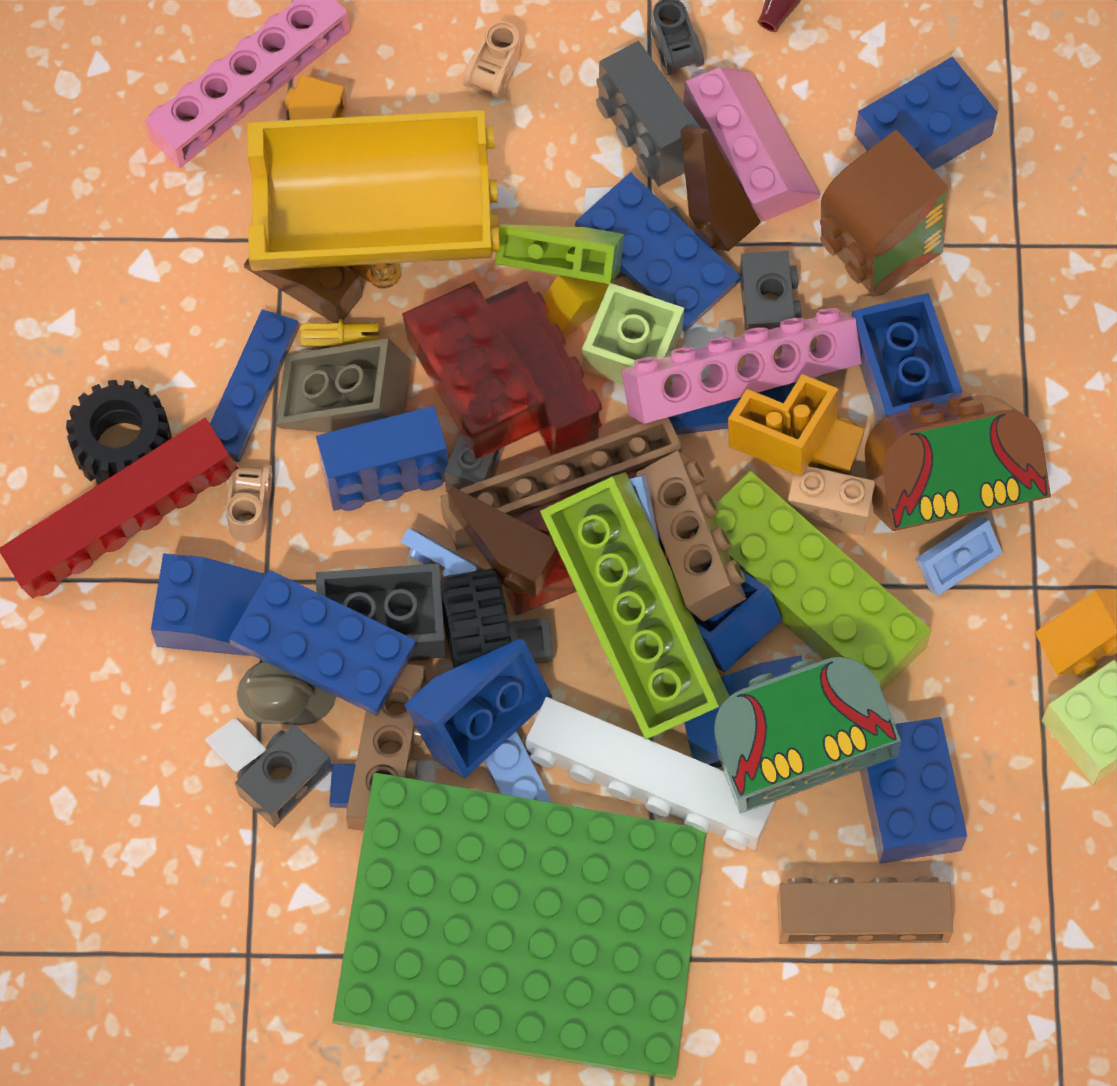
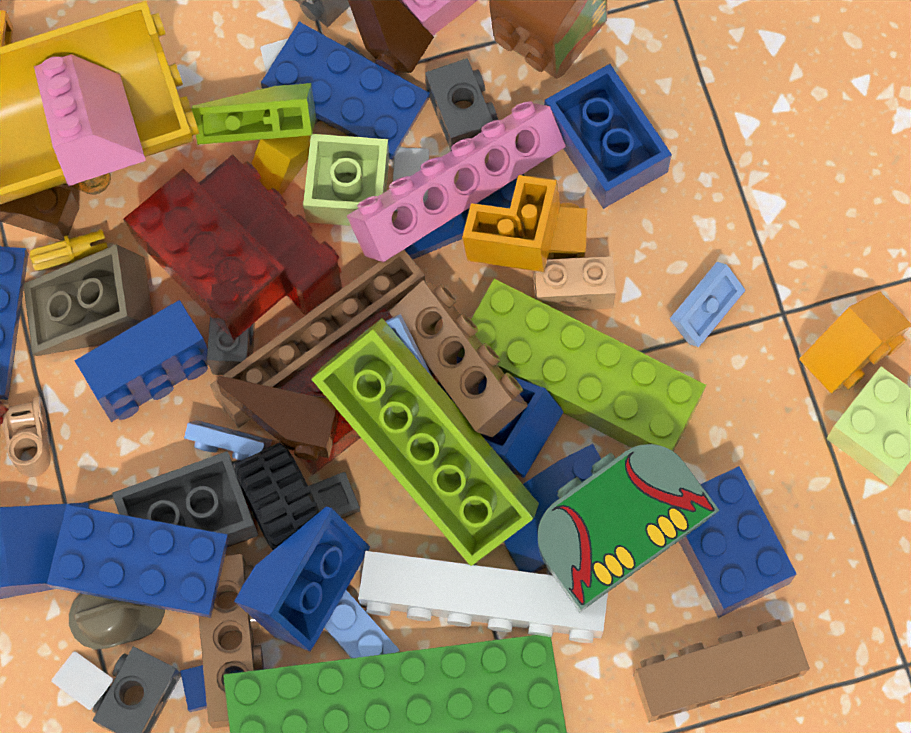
camera: 15 degrees left, 5 degrees up
(395, 207) = (87, 118): none -> bright pink slope
(954, 460) = (680, 218): brick -> none

